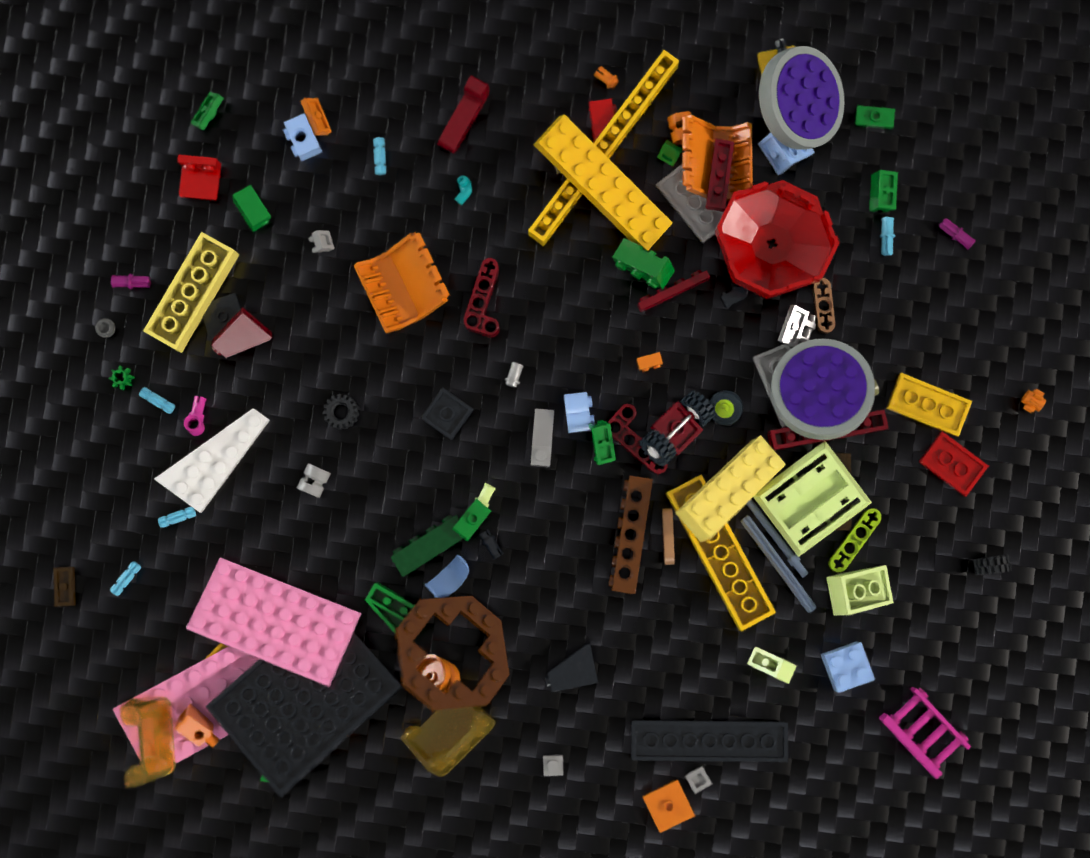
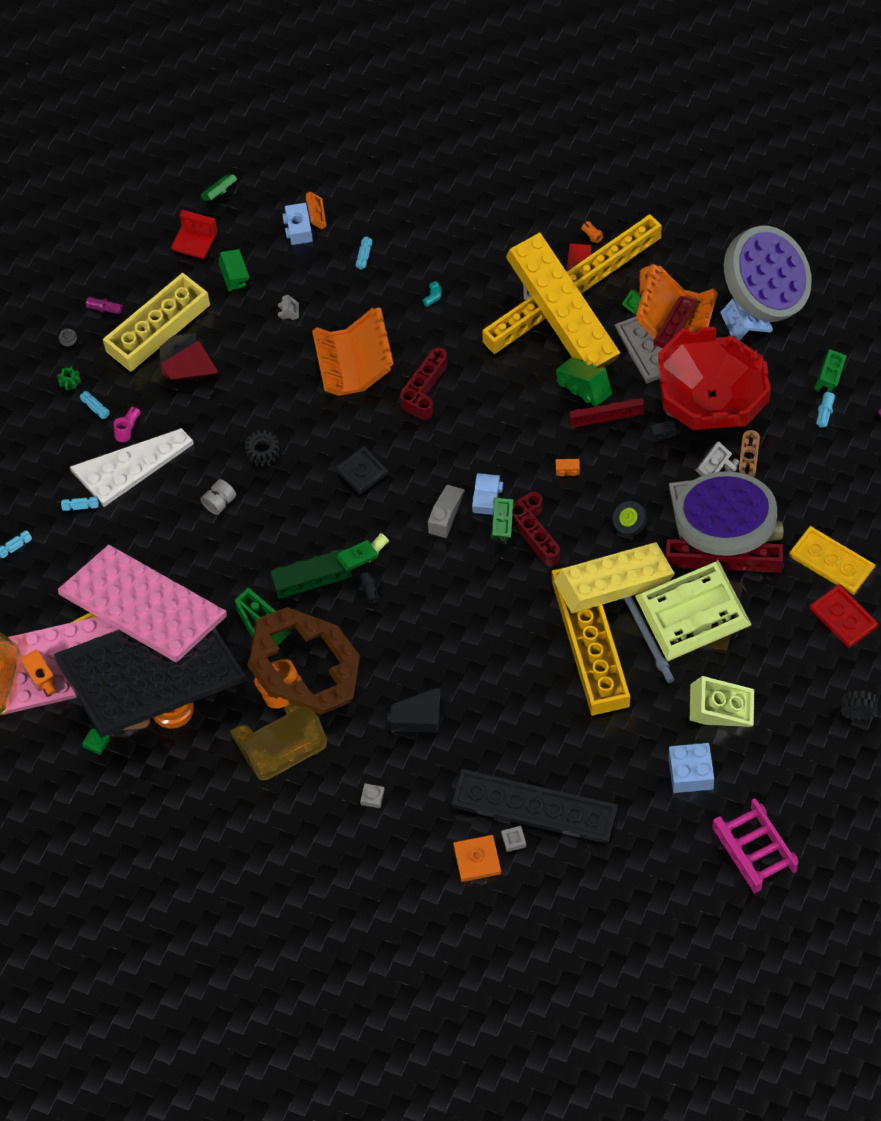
camera: 15 degrees right, 25 degrees down
(449, 578) = (326, 608): medium blue piece -> none
(465, 114) = (453, 234): dark red beam -> none
(514, 374) = (432, 455): light grey pin -> none
(643, 486) = (492, 649): reddish brown brick -> none
(668, 536) = (543, 617): medium nougat beam -> none
(677, 428) = (577, 519): plate -> none
(771, 665) = (616, 751): yellowish green slope -> none
(778, 564) = (646, 666): sand blue axle -> none
(857, 542) = (726, 659): lime beam -> none
(874, 117) = (837, 312): green plate -> none

